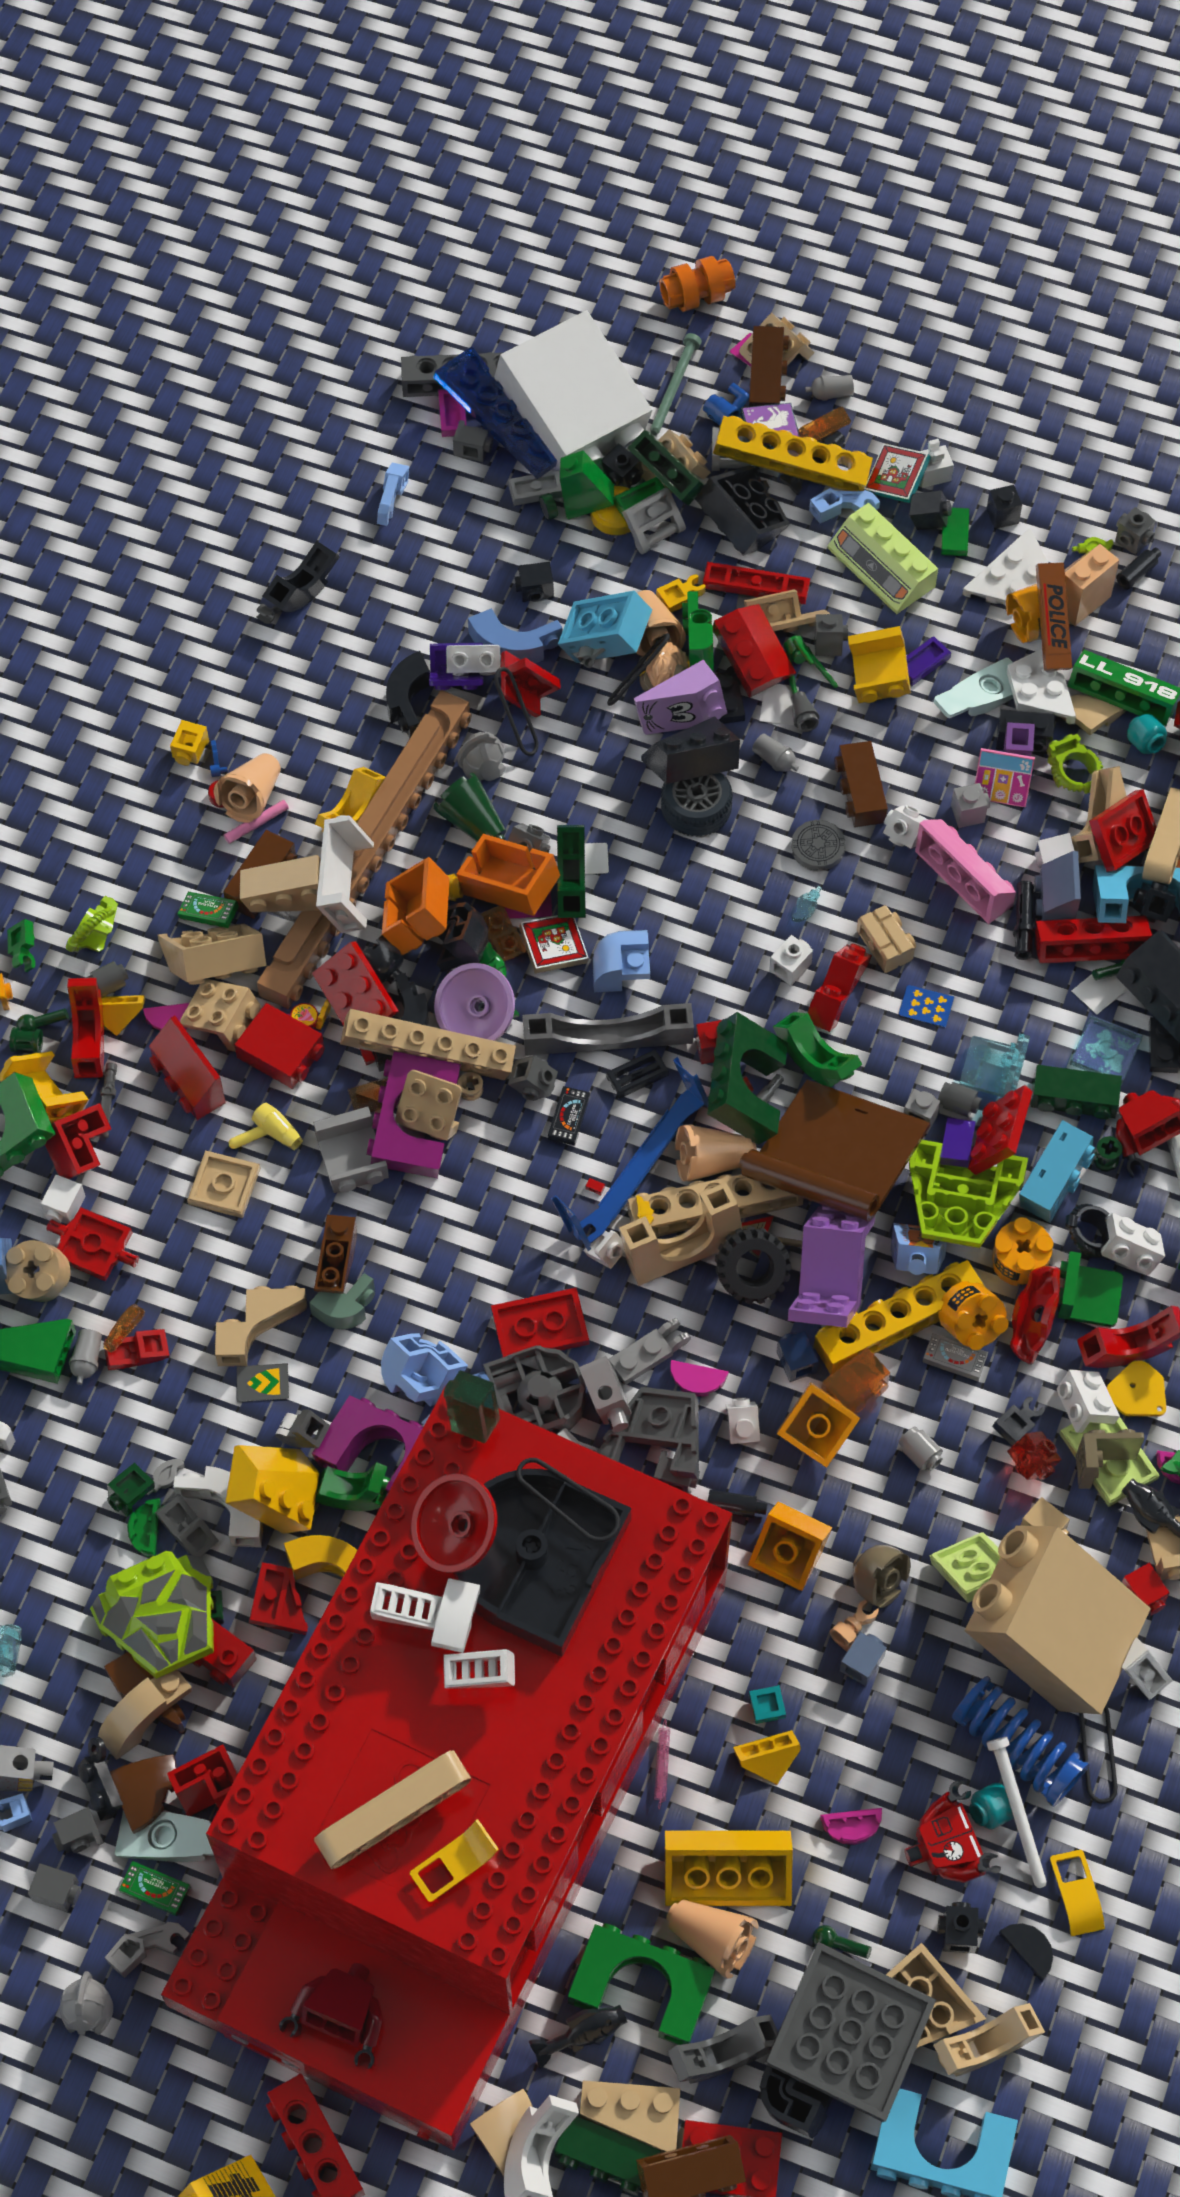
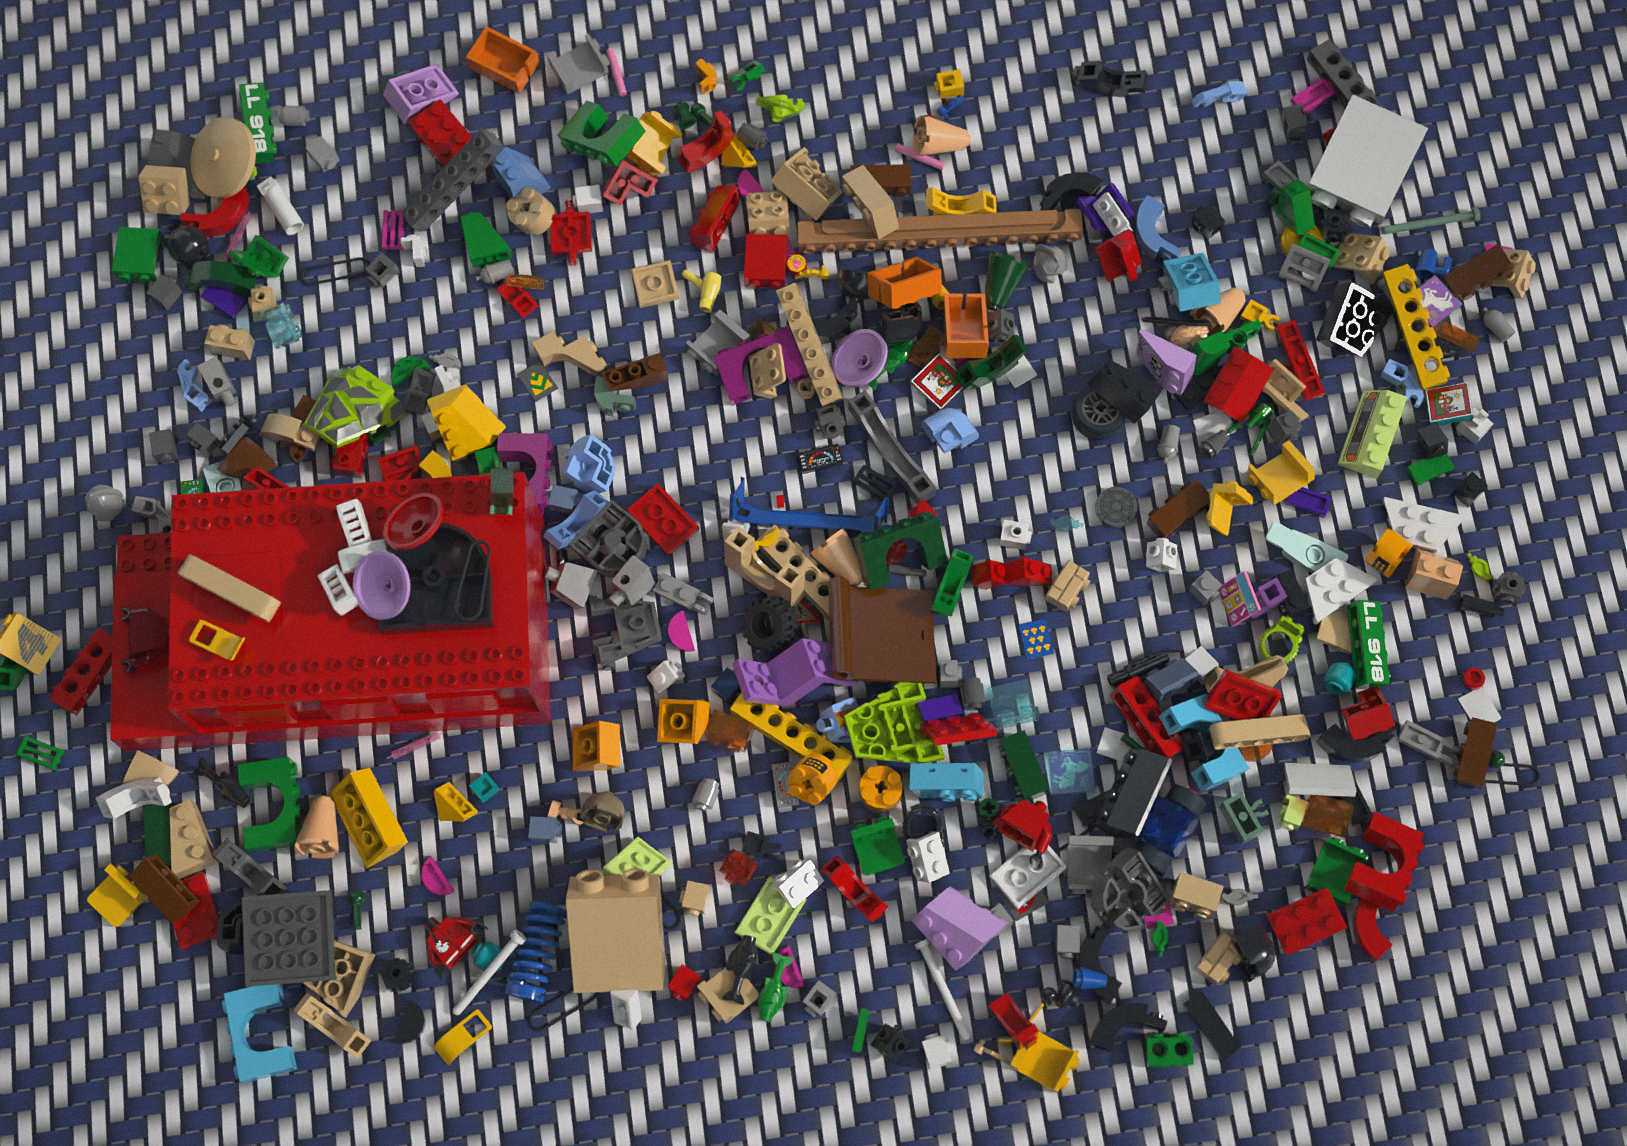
camera: 65 degrees right, 10 degrees up
(108, 1091) = (678, 182): dark grey piece -> none
(128, 1489) = (423, 344): dark green bracket -> none
(208, 909) = (836, 164): green tile -> none
(298, 1429) = (511, 418): dark grey leg -> none
(339, 842) = (895, 222): white panel -> none
(353, 984) = (825, 281): red plate -> none
(476, 390) = (1328, 105): clear blue wing -> none
(509, 714) = (1099, 267): black piece -> none
(520, 1624) = (381, 585): none -> lavender dish
(666, 467) = (1345, 250): dark green brick -> none
(687, 286) = (1516, 186): orange piece -> none
(737, 1504) = (606, 699): black cylinder -> none
(878, 719) = (1221, 504): none -> yellow bracket
(964, 869) = (1152, 610): bright pink slope -> none
(1040, 1291) = (828, 821): red piece -> none
(1053, 616) = (1385, 565): dark orange tile -> none
(1101, 1446) = (746, 902): dark tan bracket -> none
(1144, 1397) = (825, 919): yellow piece -> none

